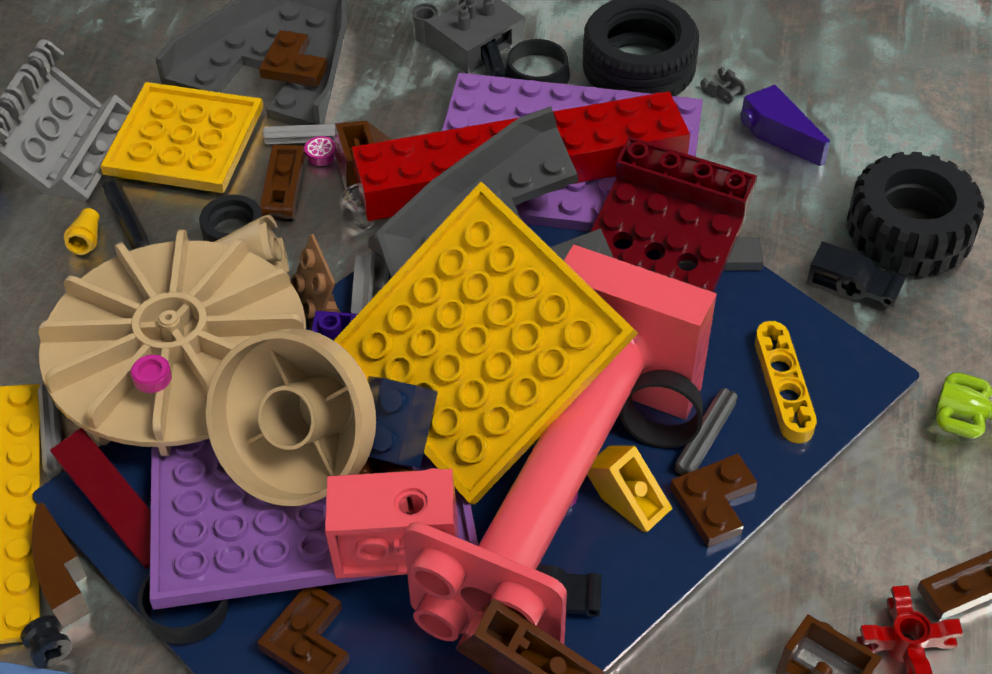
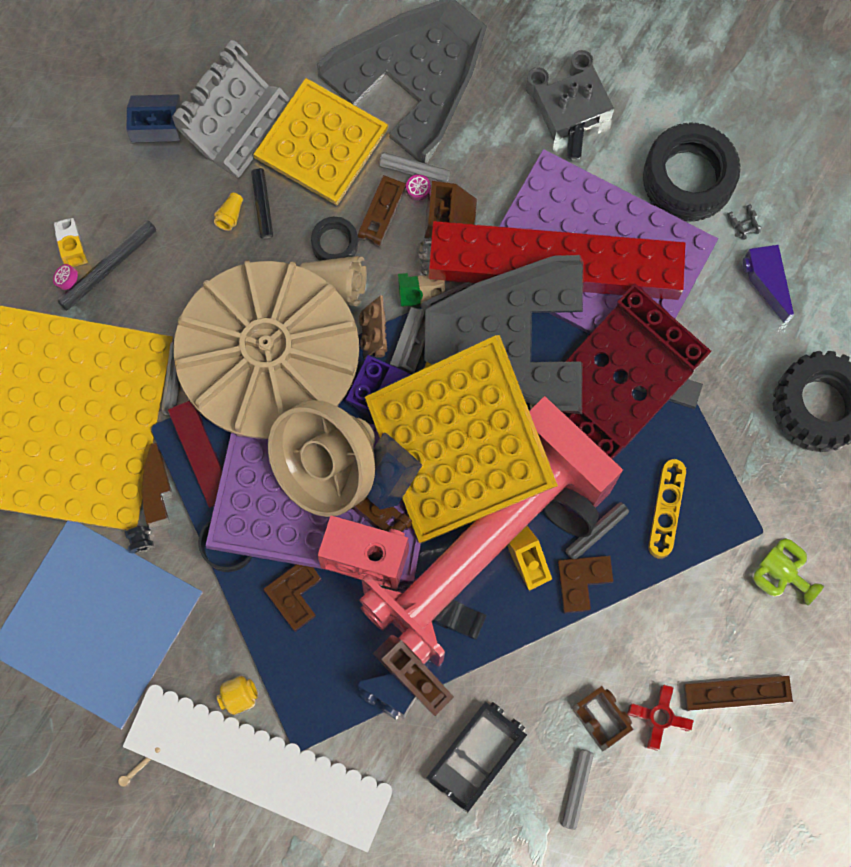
camera: 15 degrees right, 25 degrees up
(151, 373) = (243, 387): dark pink tile -> none
(288, 63) = (415, 94): reddish brown plate -> none
(352, 239) = (418, 289): none -> leg
(539, 47) = (609, 177): black tyre -> none
(852, 276) = (757, 437): black piece -> none

